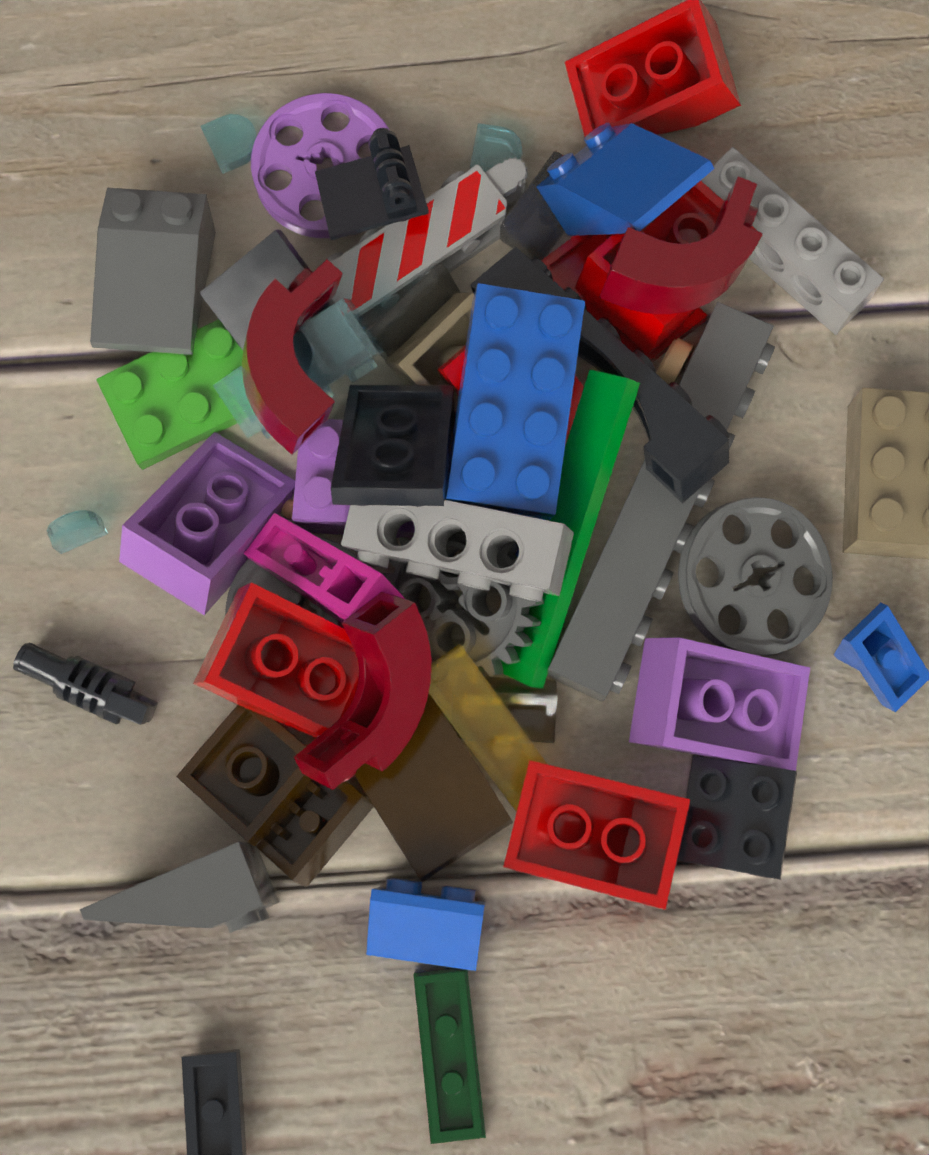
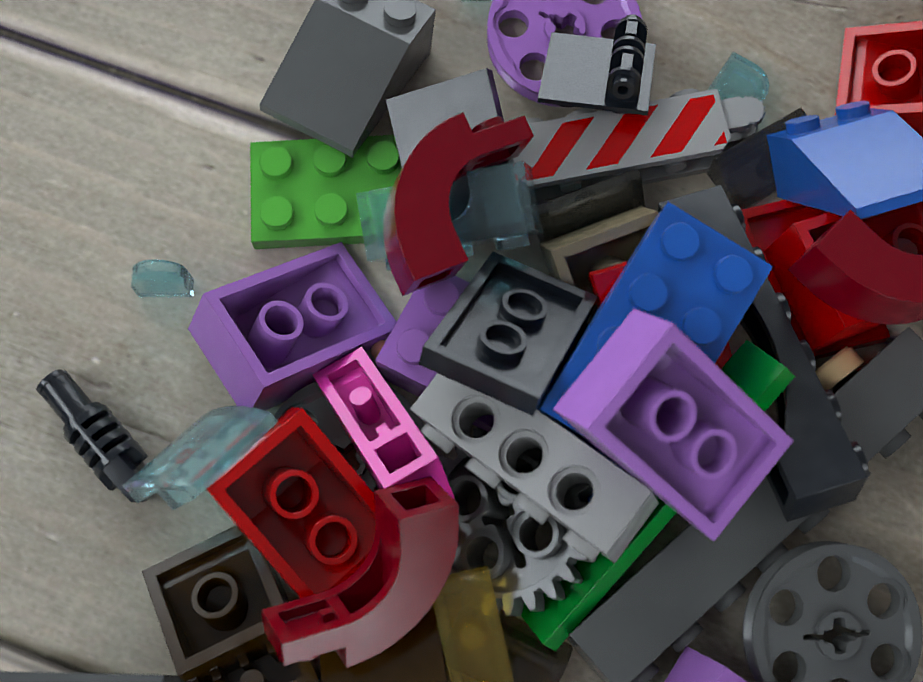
camera: 20 degrees right, 5 degrees down
(182, 659) = (200, 454): none -> clear light blue slope
(557, 461) = (674, 422): none -> medium lavender slope

